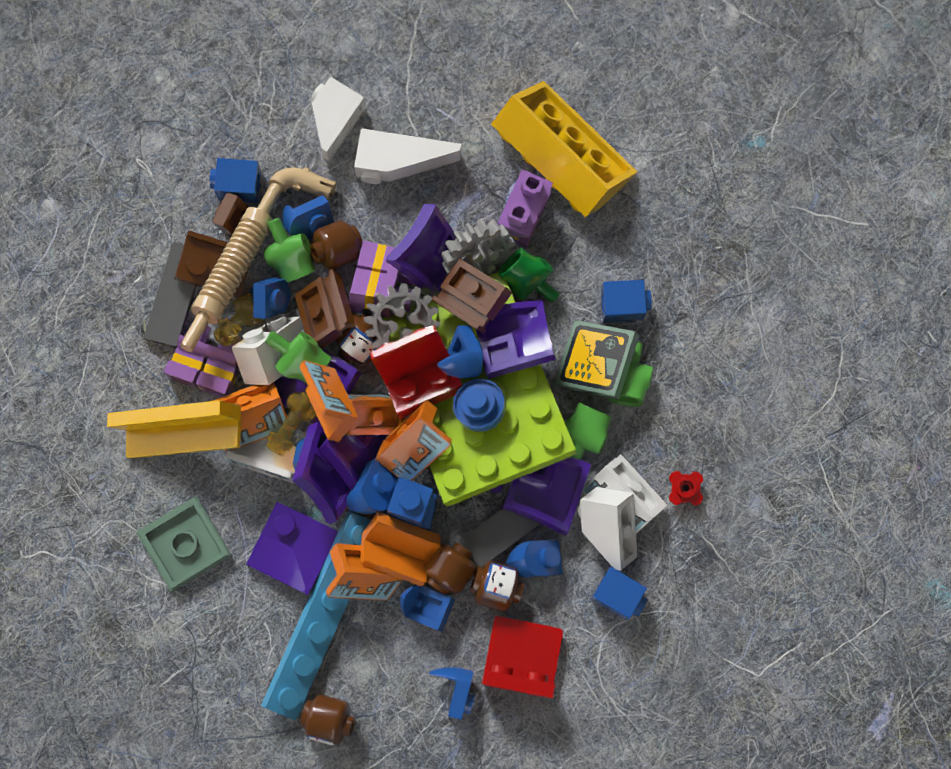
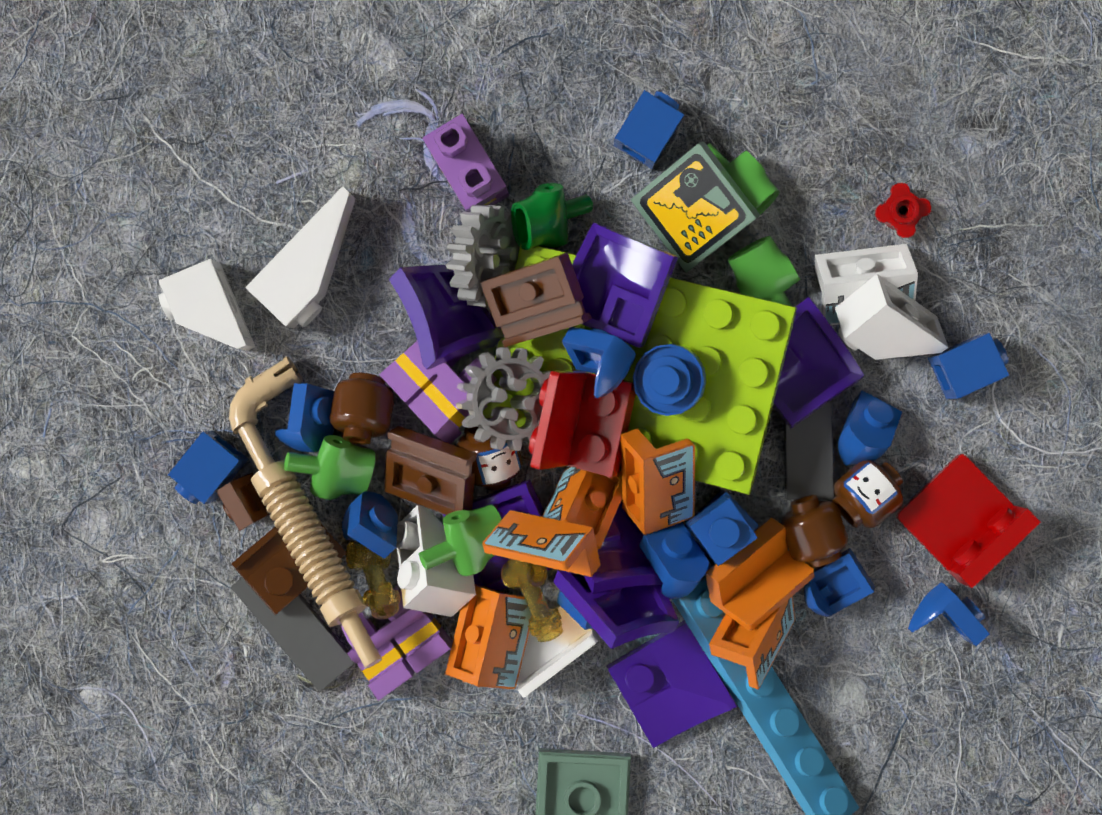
camera: 55 degrees left, 10 degrees up
(179, 428) = (459, 726): yellow panel -> none
(327, 720) = (885, 774): reddish brown head -> none
(563, 147) = (423, 72): yellow slope -> none

